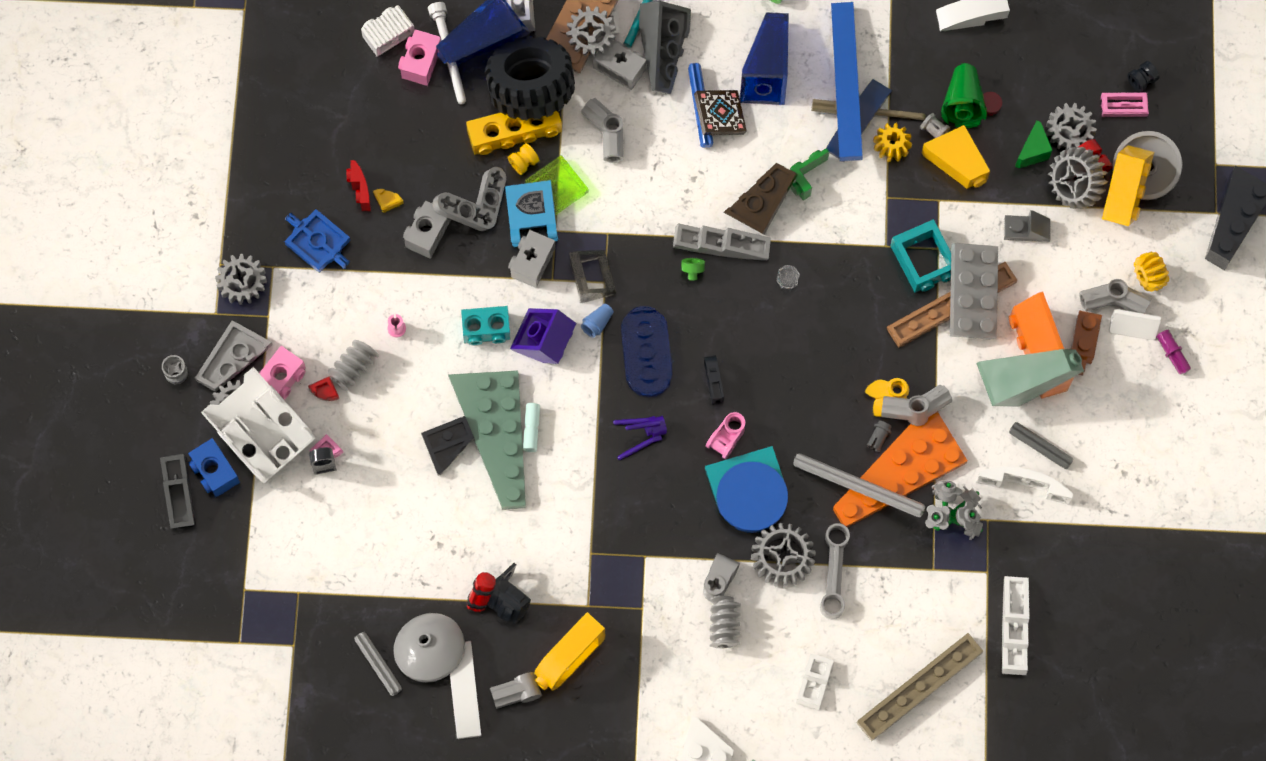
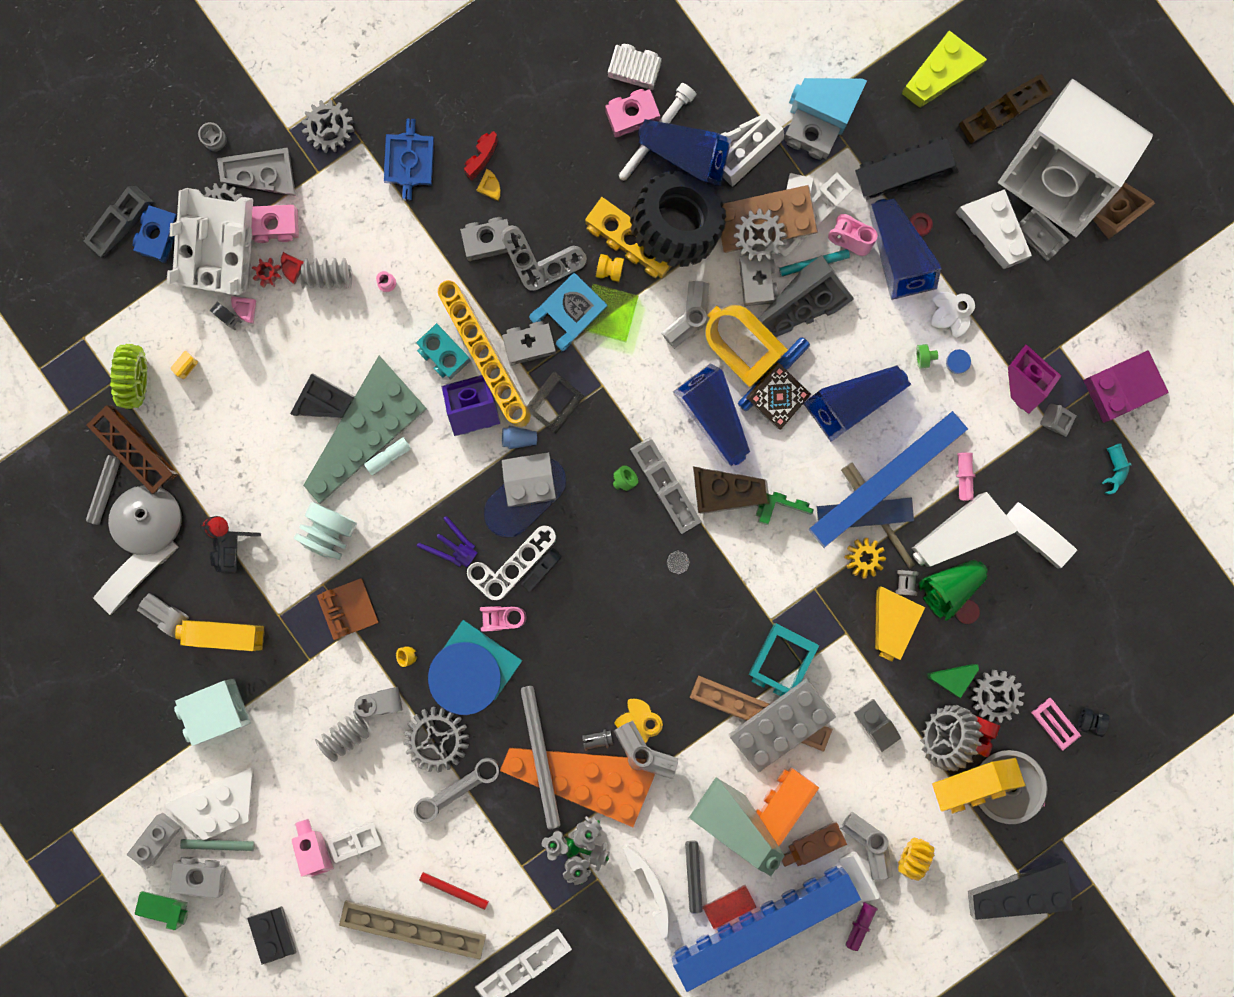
camera: 55 degrees right, 15 degrees up
(308, 568) = (128, 376): none -> lime gear
(319, 412) = (260, 272): none -> red gear
(331, 526) = (184, 365): none -> yellow slope
(365, 605) = (141, 445): none -> reddish brown fence
(504, 286) = (476, 345): none -> yellow beam
(553, 511) = (325, 531): none -> light aqua wheel
(624, 708) = (212, 712): none -> light aqua slope
(626, 547) = (347, 609): none -> dark orange hinge
(638, 333) = (528, 480): none -> light grey slope
(688, 103) = (747, 374): none -> yellow window
(692, 390) = (517, 560): none -> white beam
(693, 164) = (713, 410): none -> clear blue slope
(694, 527) = (405, 656): none -> yellow hinge
(805, 716) = (316, 859): none -> bright pink torso
(887, 29) = (965, 476): none -> bright pink axle
(912, 634) = (453, 890): none -> red bar
(928, 51) = (967, 529): none -> white slope
(1084, 437) = (729, 906): none -> clear red tile
(1121, 417) = (764, 928): none -> blue brick

